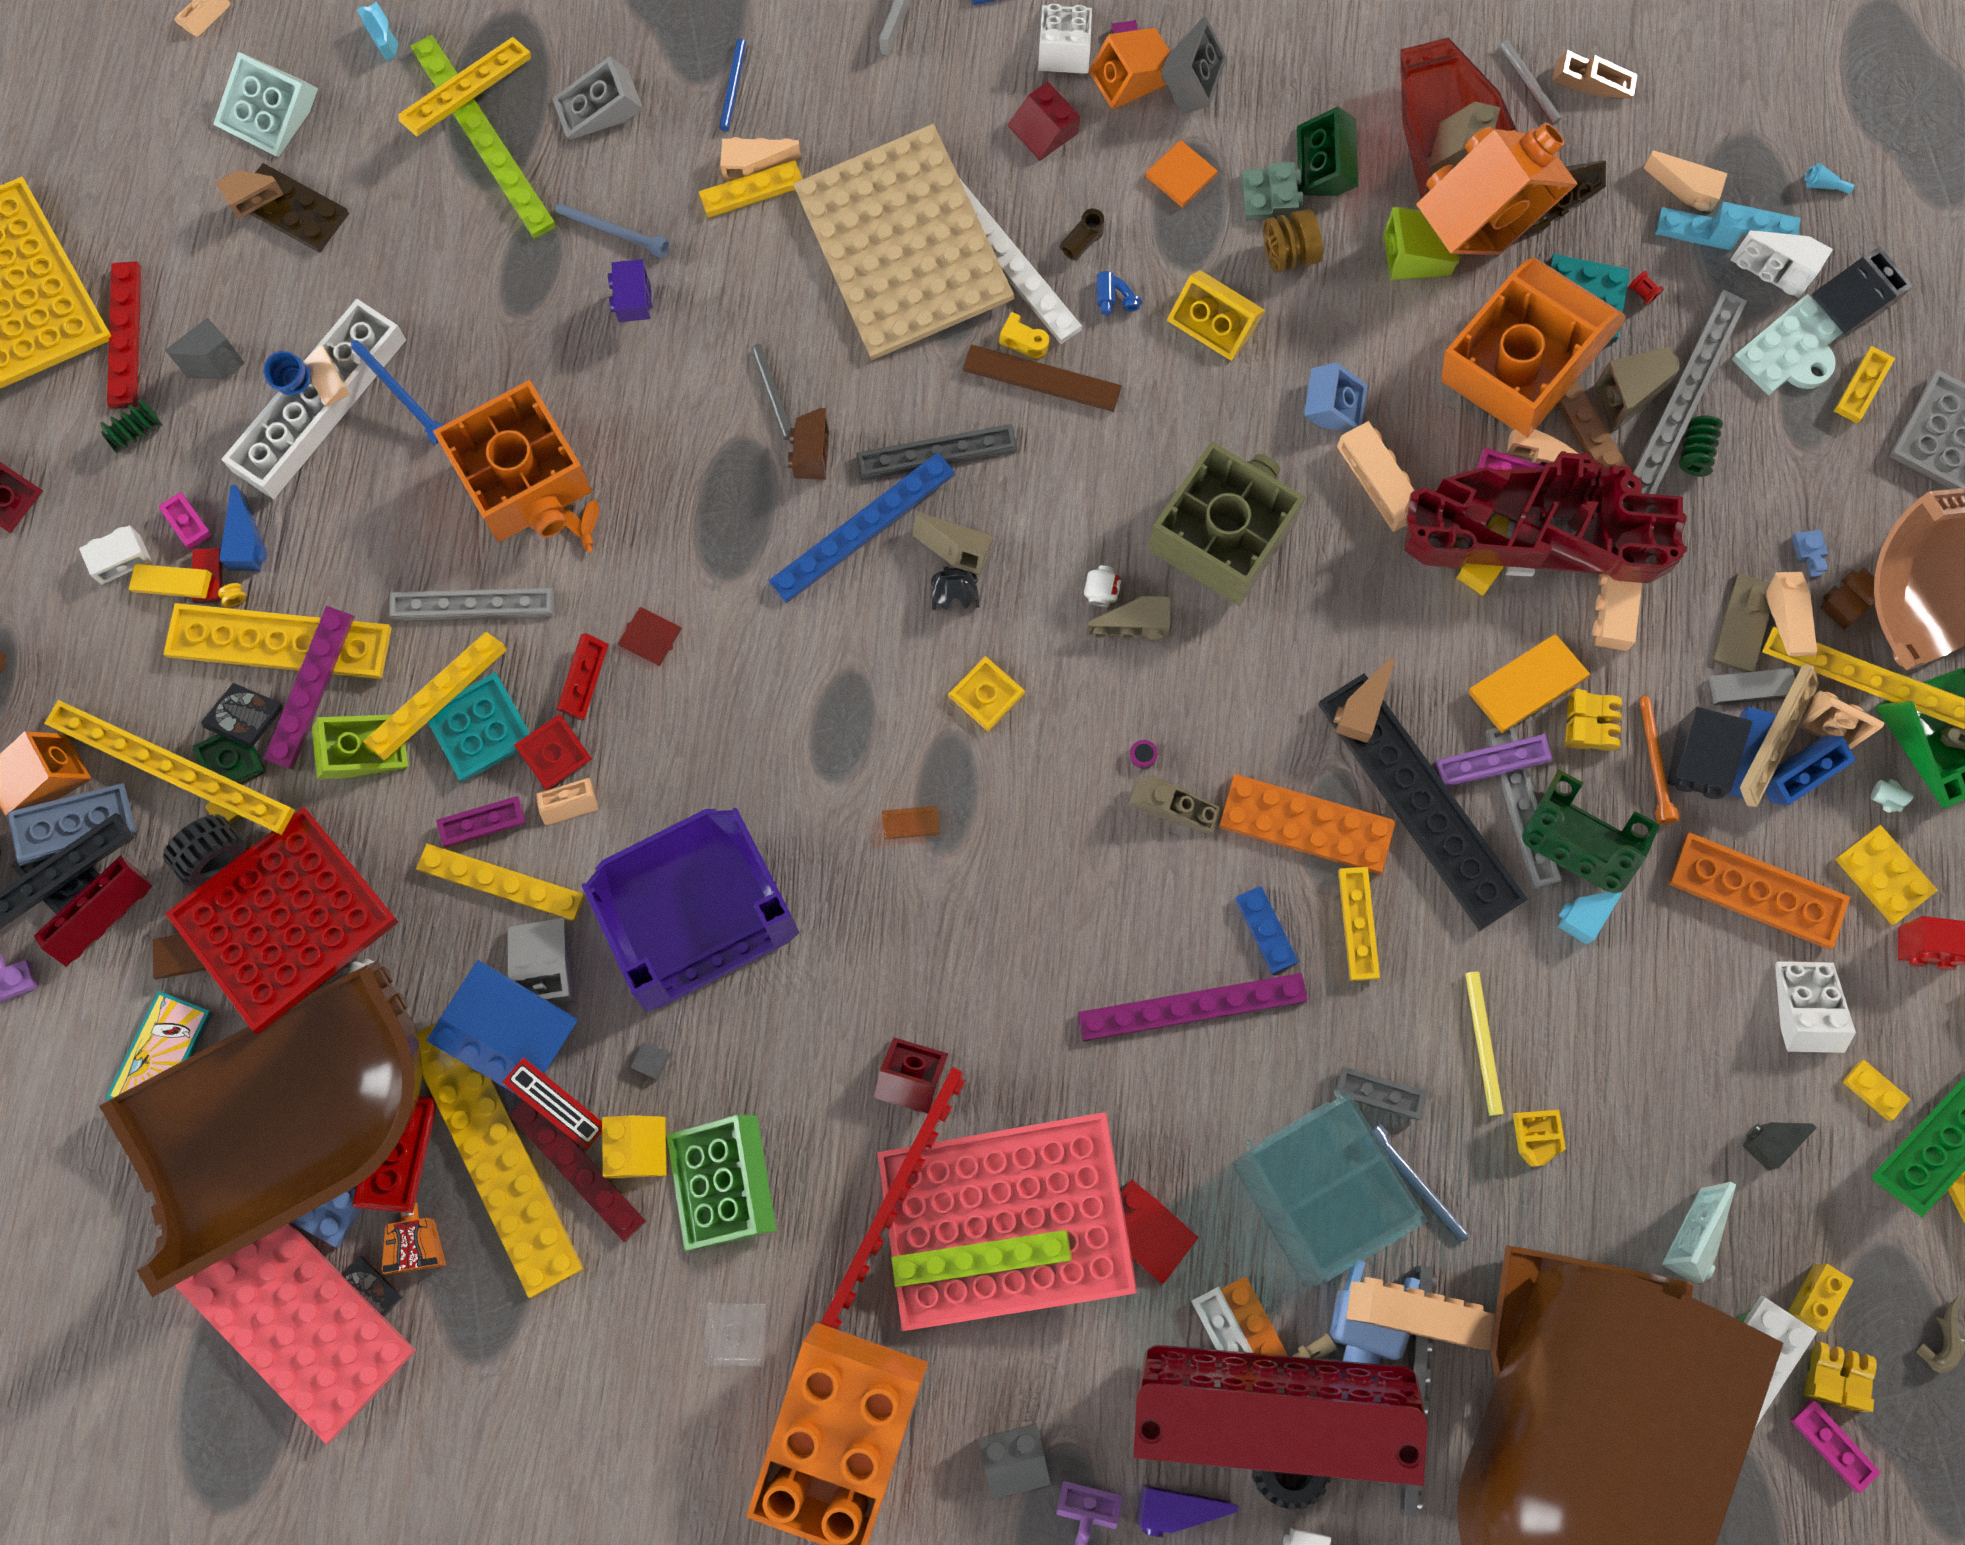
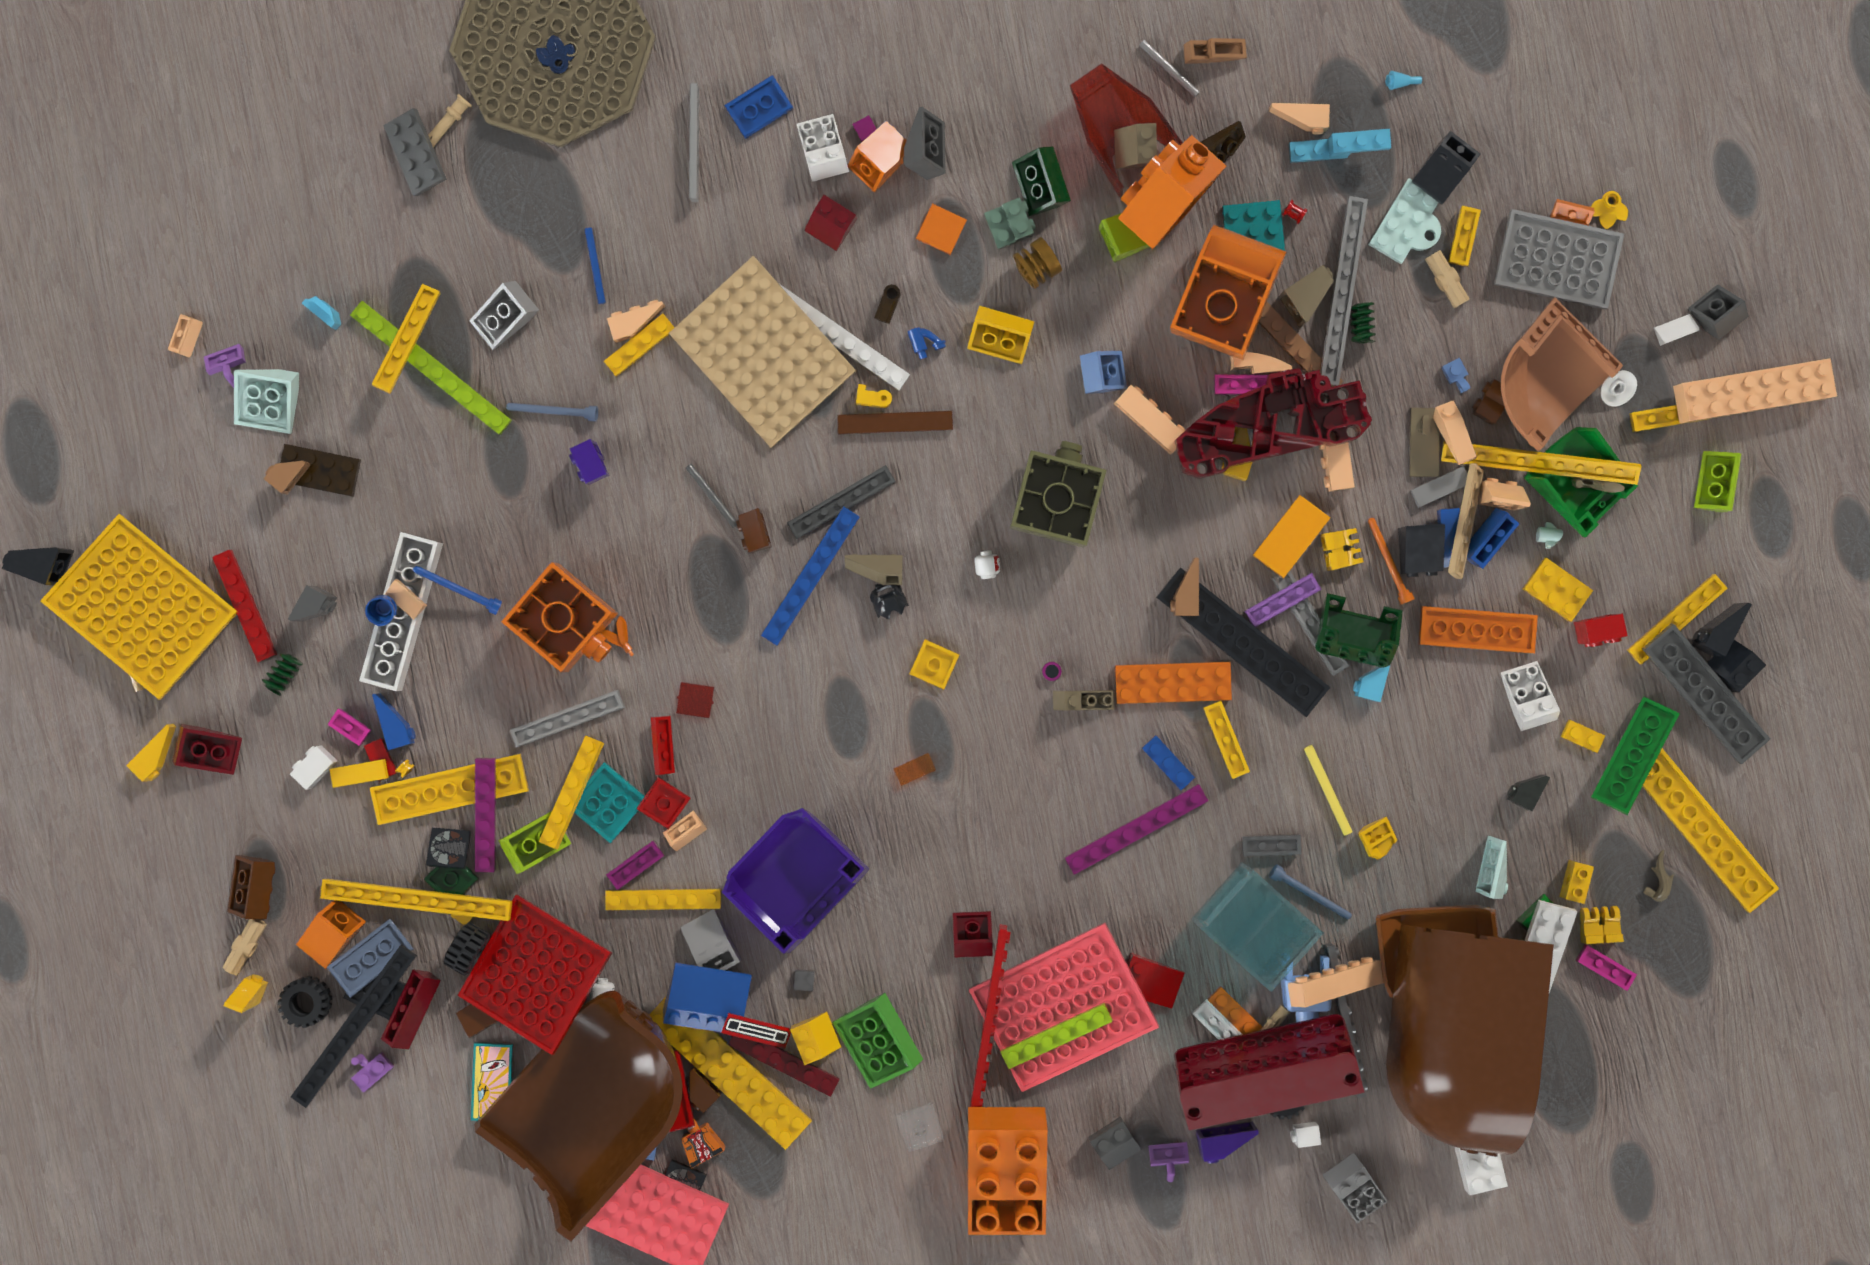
camera: 15 degrees left, 15 degrees up
(227, 48) = (224, 360): none -> medium lavender plate
(443, 1167) = (702, 1091): none -> reddish brown slope
(1140, 617) = (1020, 577): dark tan slope -> none
(1782, 259) = (1392, 161): white slope -> none
(1828, 428) = (1447, 279): none -> tan piece

